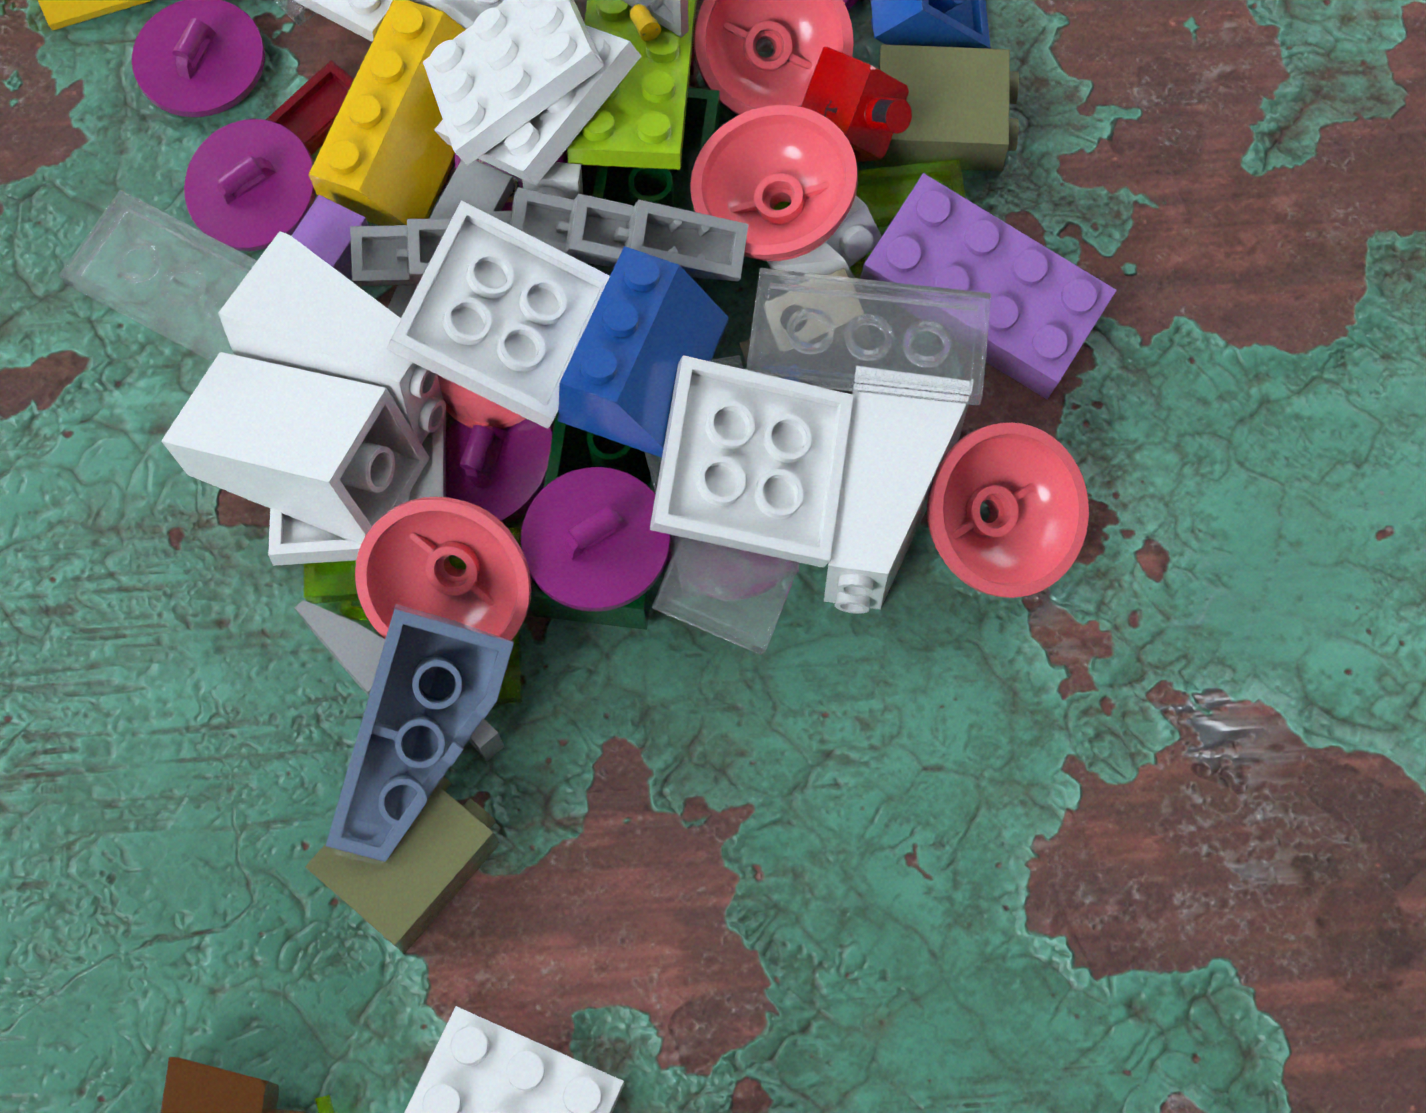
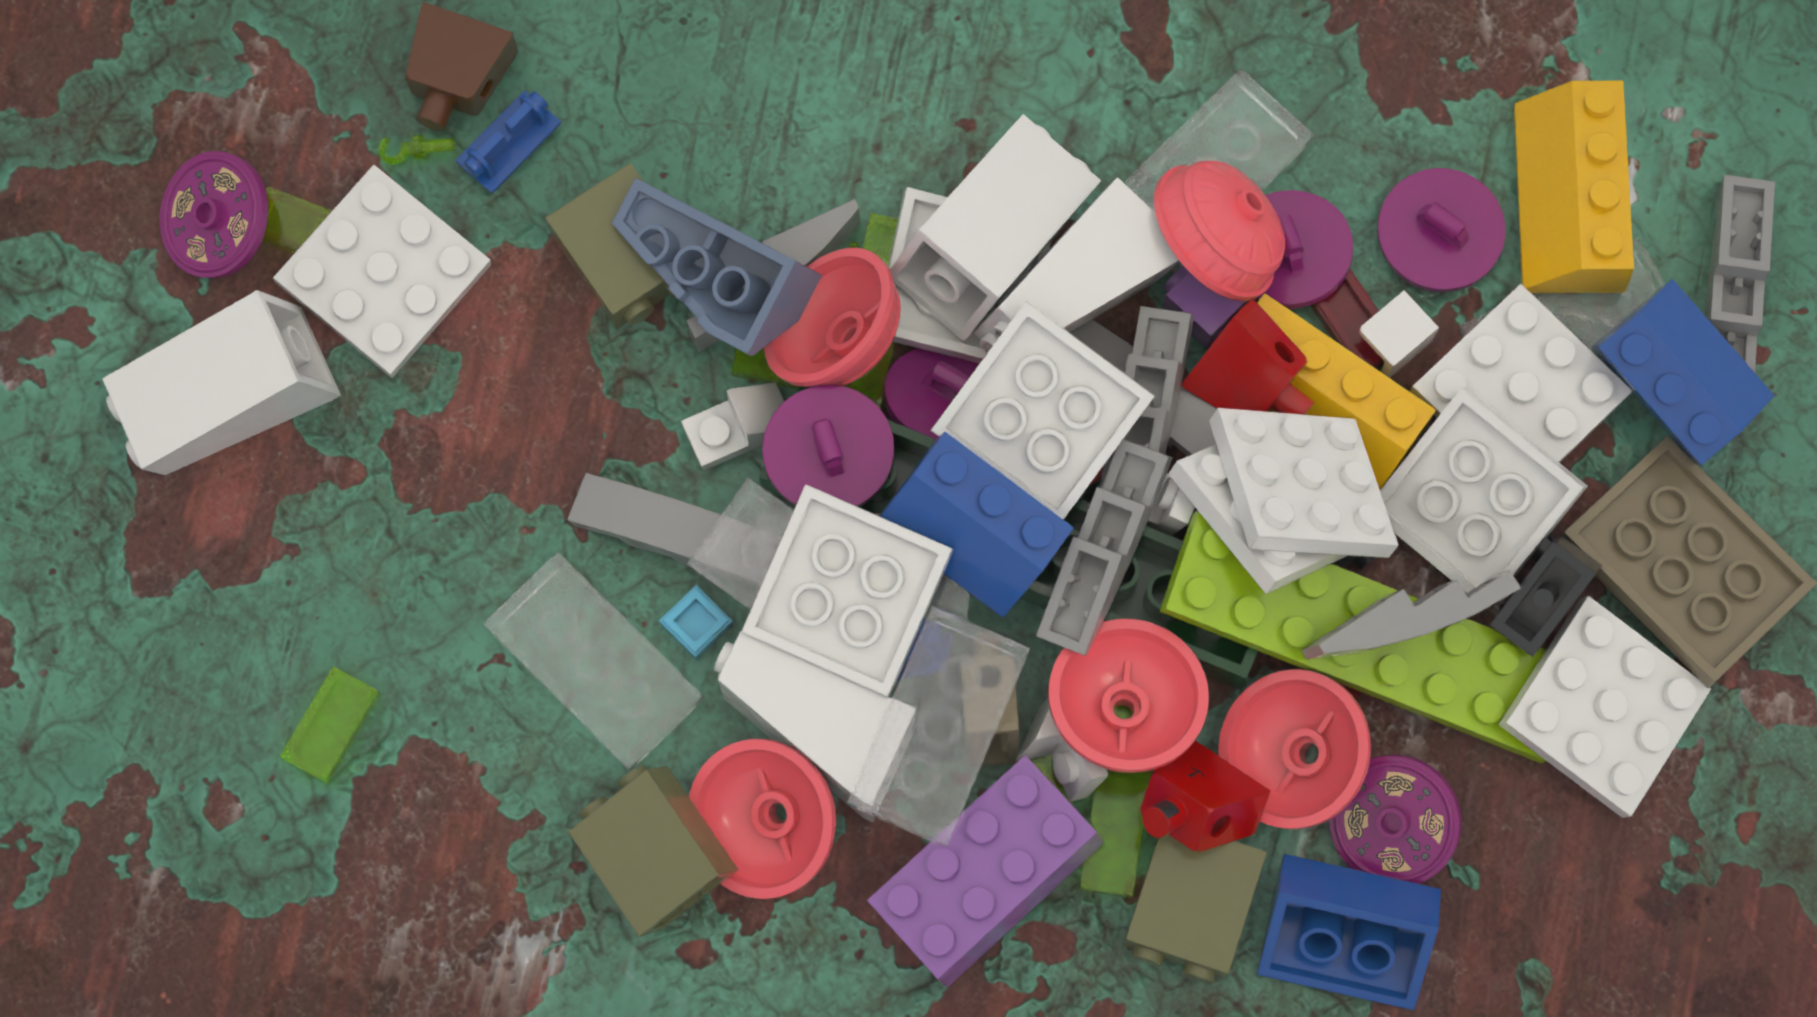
camera: 105 degrees right, 5 degrees up
(245, 217) = (1220, 228): none -> coral hat
(302, 1032) = (509, 140): none -> blue hinge
(316, 57) = (1398, 332): none -> white panel
(395, 161) = (1251, 367): none -> red torso
(580, 675) = (732, 425): none -> white slope
(645, 23) = (1322, 618): yellow piece -> none
(715, 730) = (641, 517): none -> light grey slope
(809, 657) = (696, 622): none -> medium azure tile
(884, 753) = (593, 661): none -> clear tile
(1049, 1021) = (330, 725): none -> clear neon green tile
(1076, 616) = (651, 848): none -> olive brick

